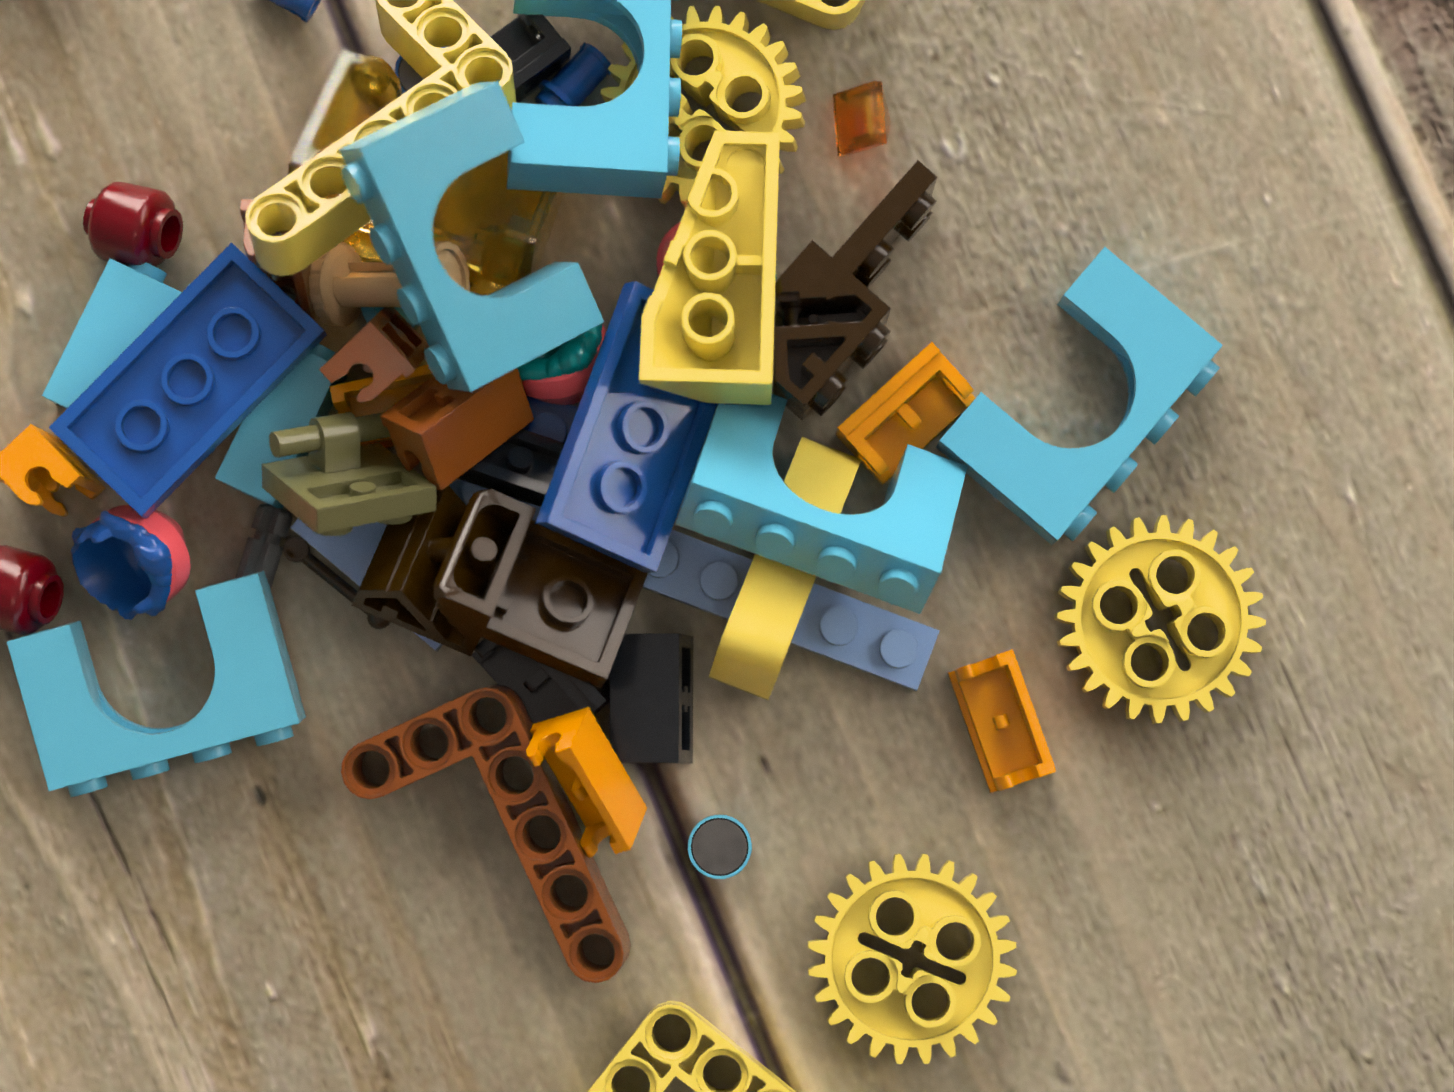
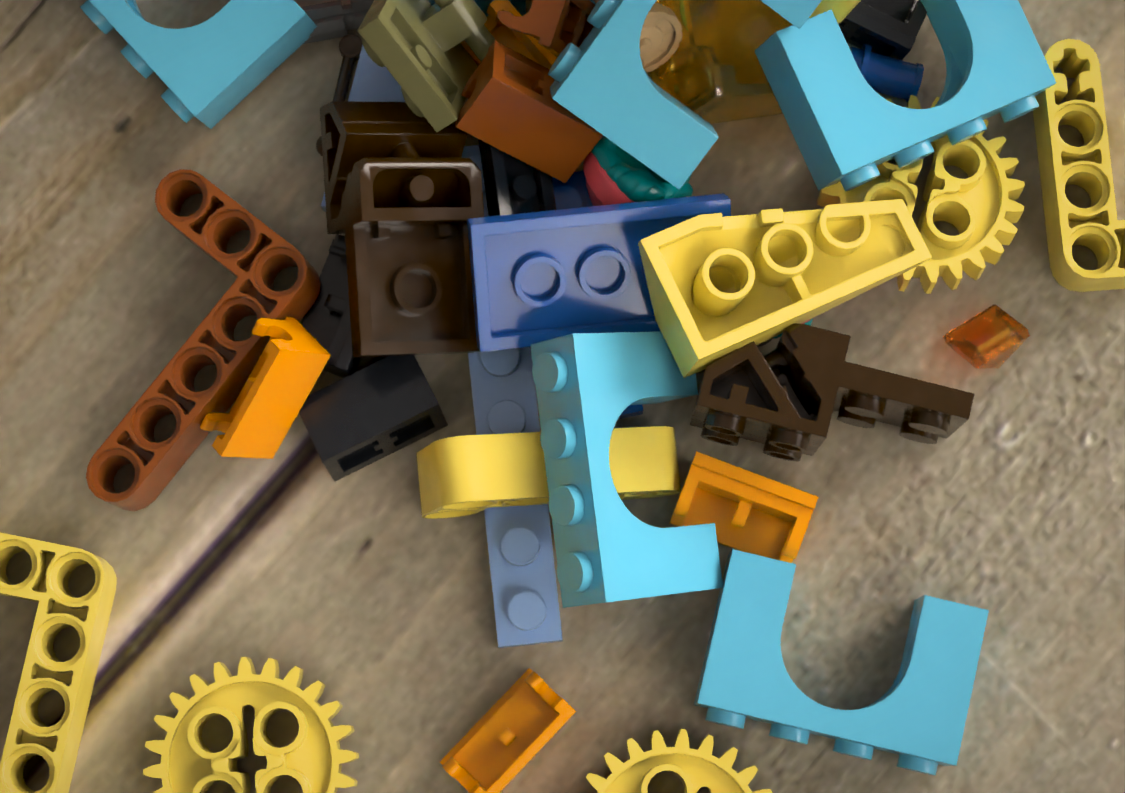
camera: 60 degrees right, 5 degrees down
(719, 846) = (270, 541): flat silver tile -> none

